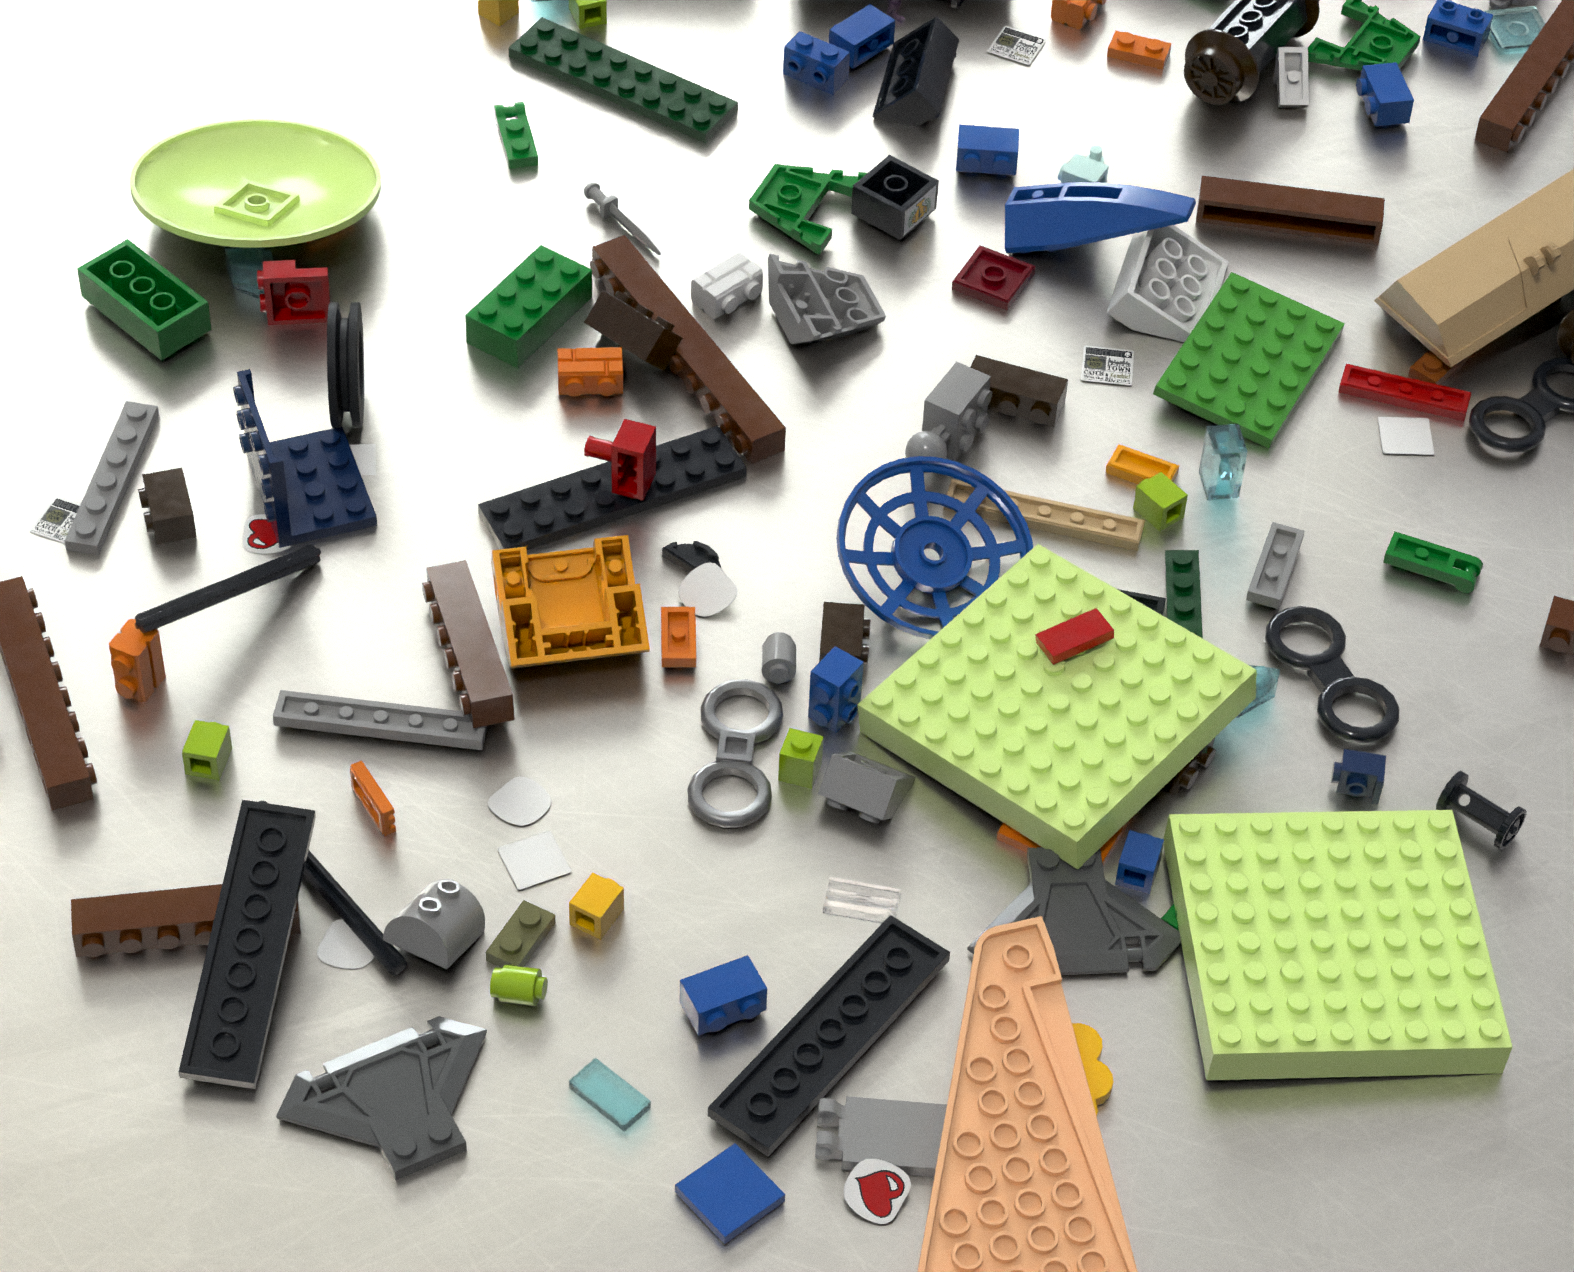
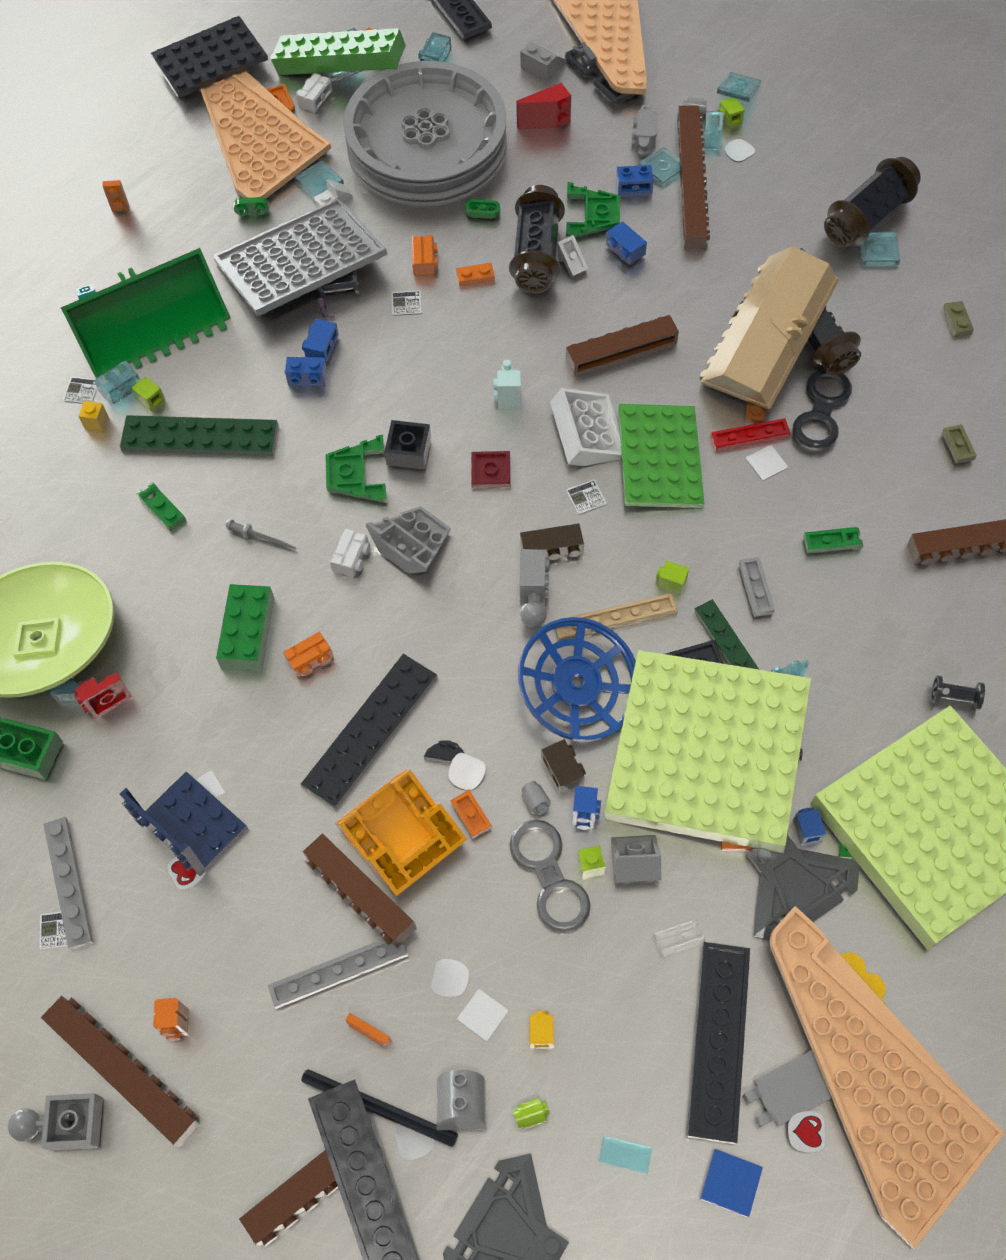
camera: 25 degrees left, 15 degrees up
(168, 506) = (117, 887): dark brown brick -> none
(207, 750) = (249, 1052): lime brick -> none
(227, 588) = (195, 939): black axle -> none
(345, 364) = (171, 737): black tyre -> none
(520, 936) = (509, 1076): olive plate -> none
(631, 457) = (376, 712): red brick -> none
(634, 328) = (319, 615): dark brown brick -> none
(697, 359) = (354, 609): reddish brown brick -> none
(723, 995) = (650, 1054): blue brick -> none
(917, 75) = (367, 352): black slope -> none
(987, 150) = (438, 385): blue brick -> none
(1074, 636) = (702, 707): red tile -> none
(1085, 213) = (525, 407): blue wedge -> none
(1137, 466) = (647, 558): light orange tile -> none
(1222, 462) = (693, 535): clear light blue brick -> none
(1332, 674) = (827, 643): black bar -> none
(1360, 774) = (884, 703): dark blue brick -> none

